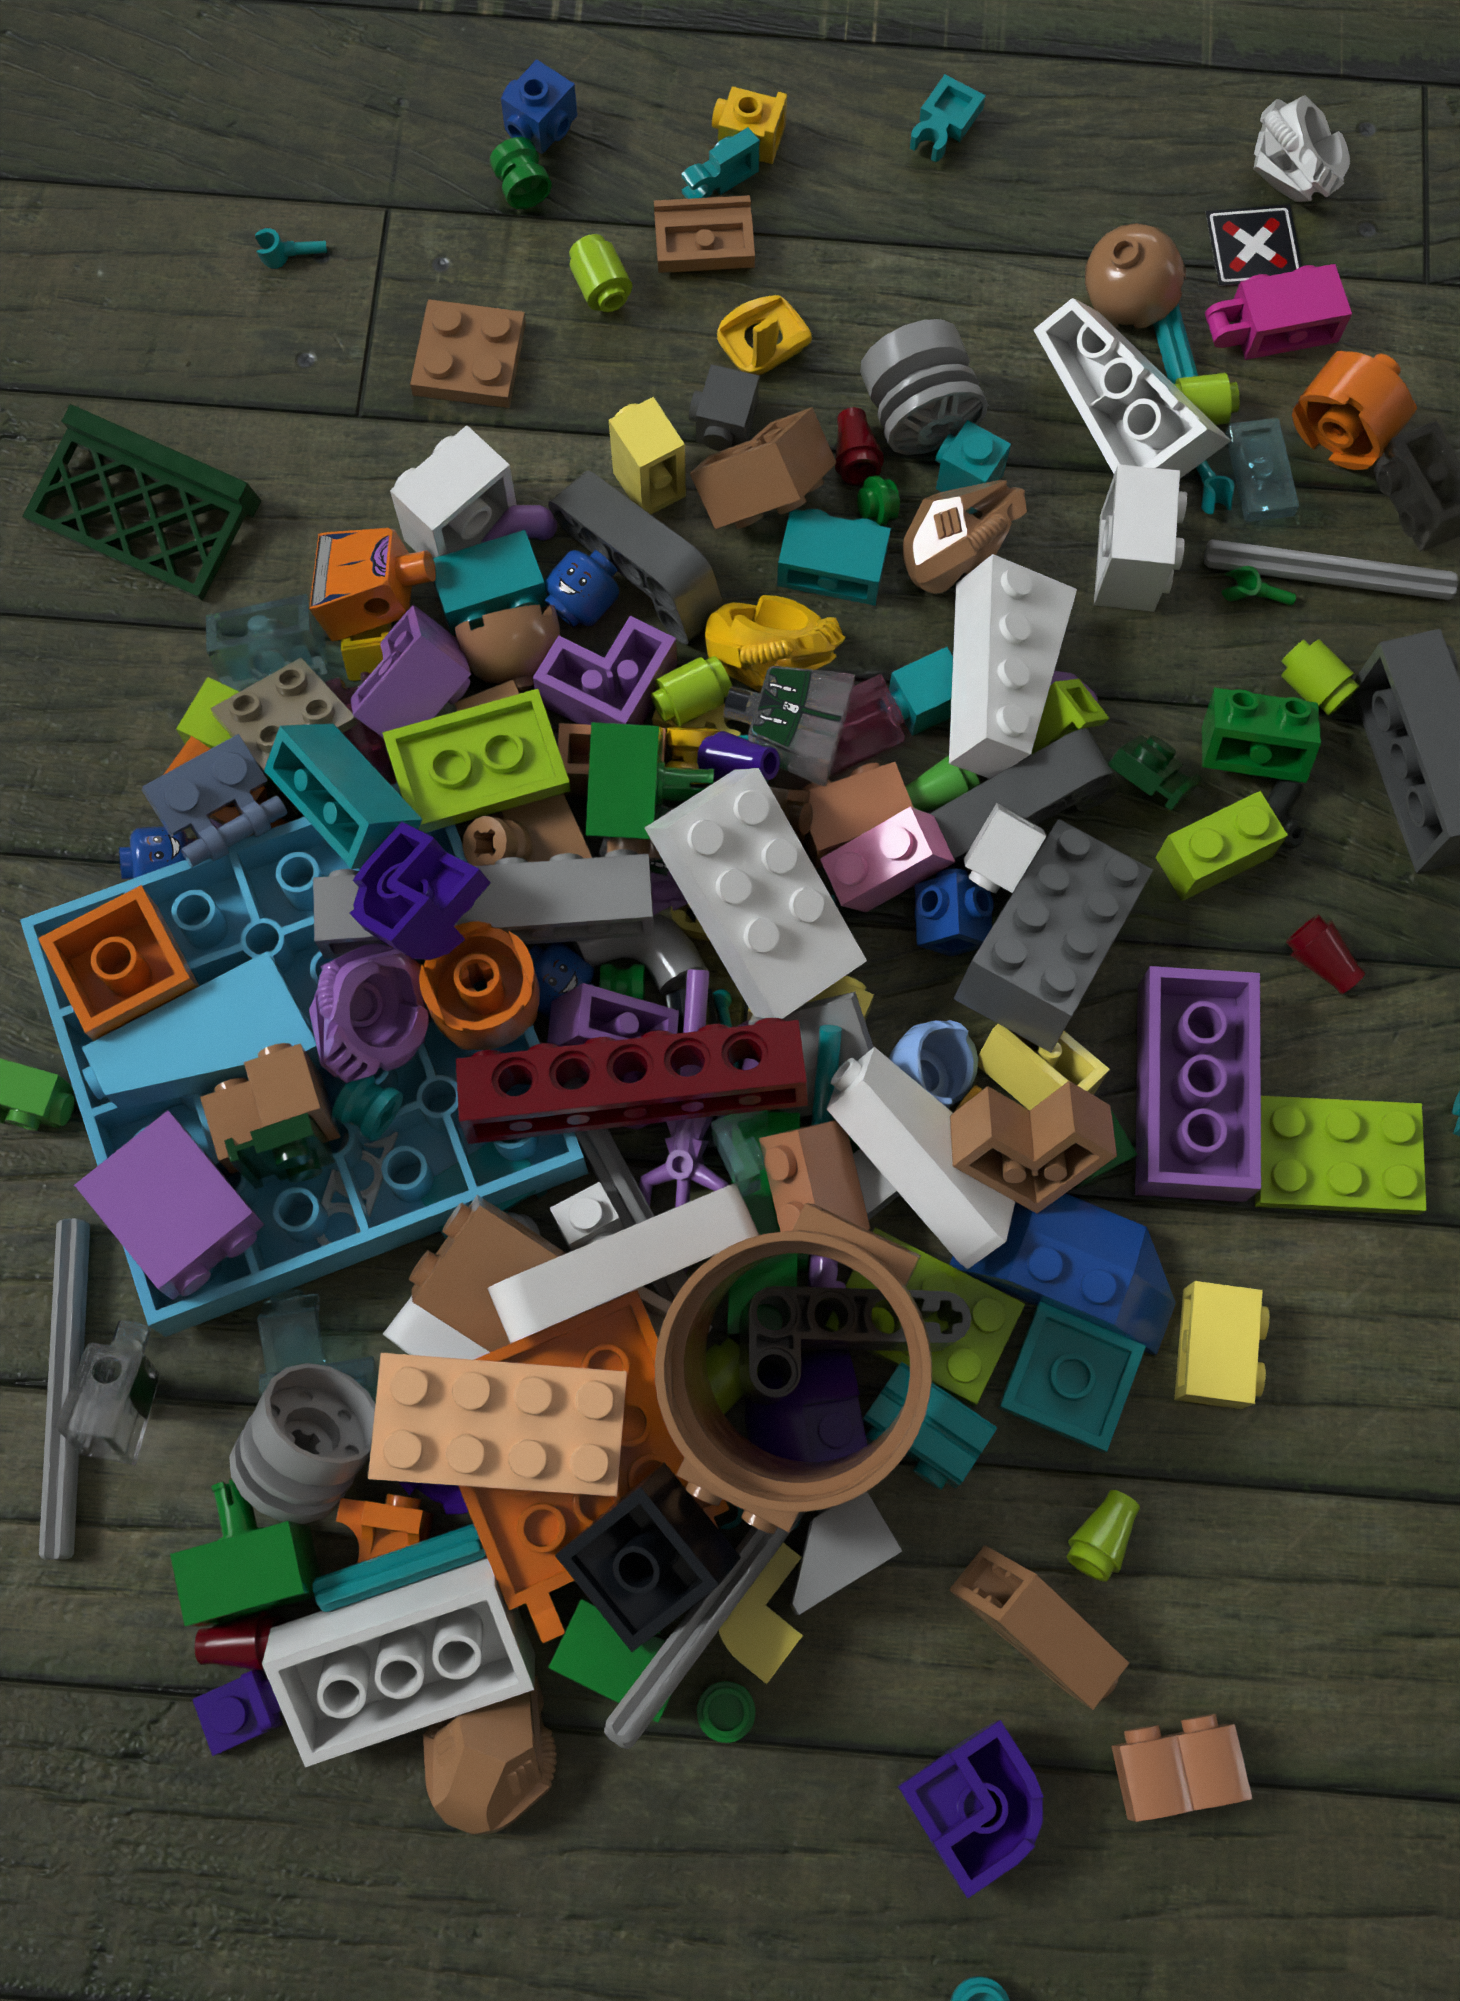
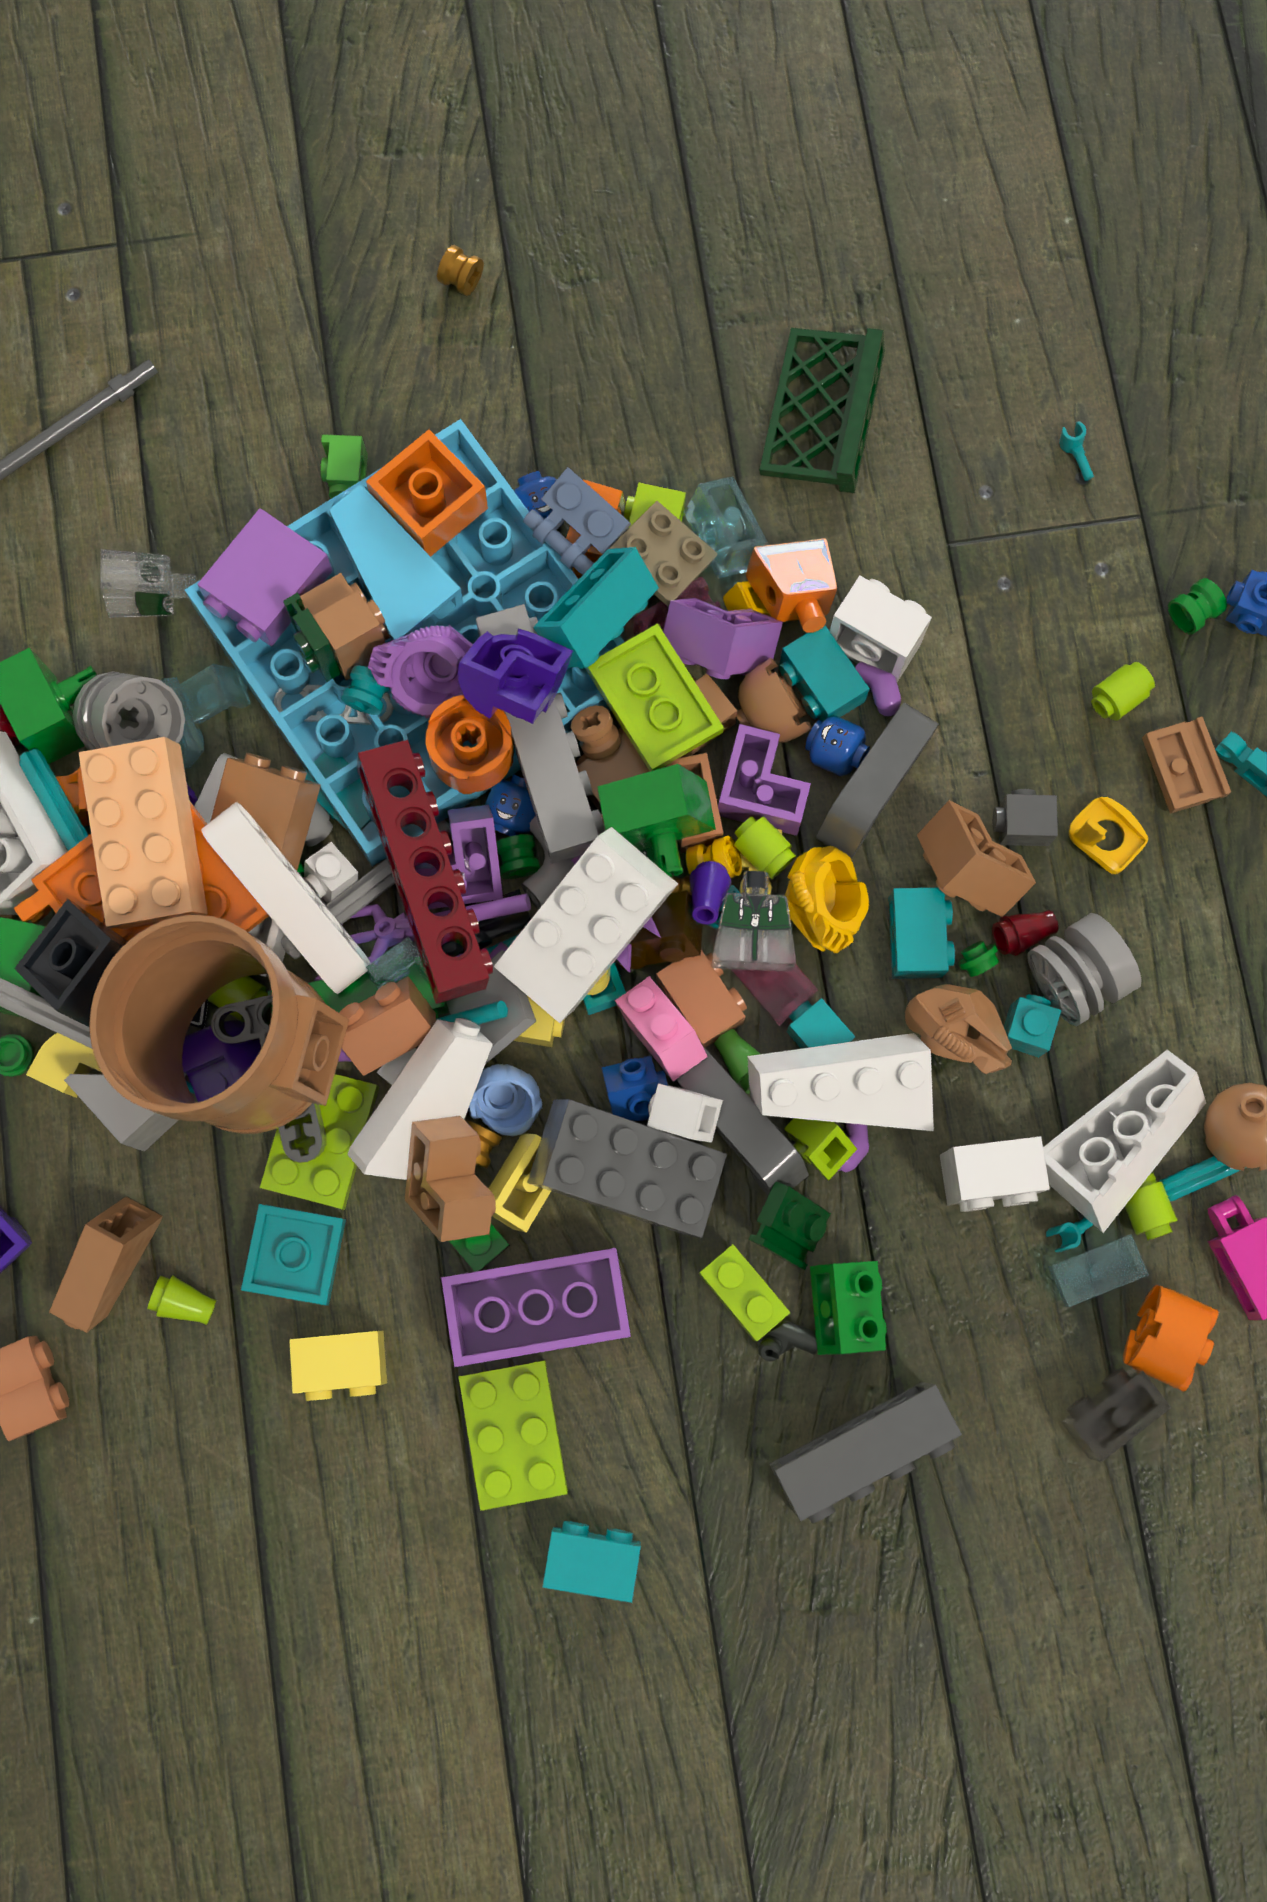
camera: 80 degrees right, 5 degrees up
(65, 1353) = (175, 547): light grey axle -> none
(468, 353) = (1024, 610): medium nougat plate -> none
(647, 456) = (958, 764): light yellow brick -> none
(947, 1439) = (231, 1163): teal brick -> none
(1084, 1266) = (375, 1250): blue wedge -> none
(1250, 584) = (987, 1281): green hand -> none
(1319, 675) = (917, 1350): lime brick -> none
(1325, 953) = (676, 1393): dark red cone -> none
(1332, 569) = (1021, 1347): light grey axle -> none

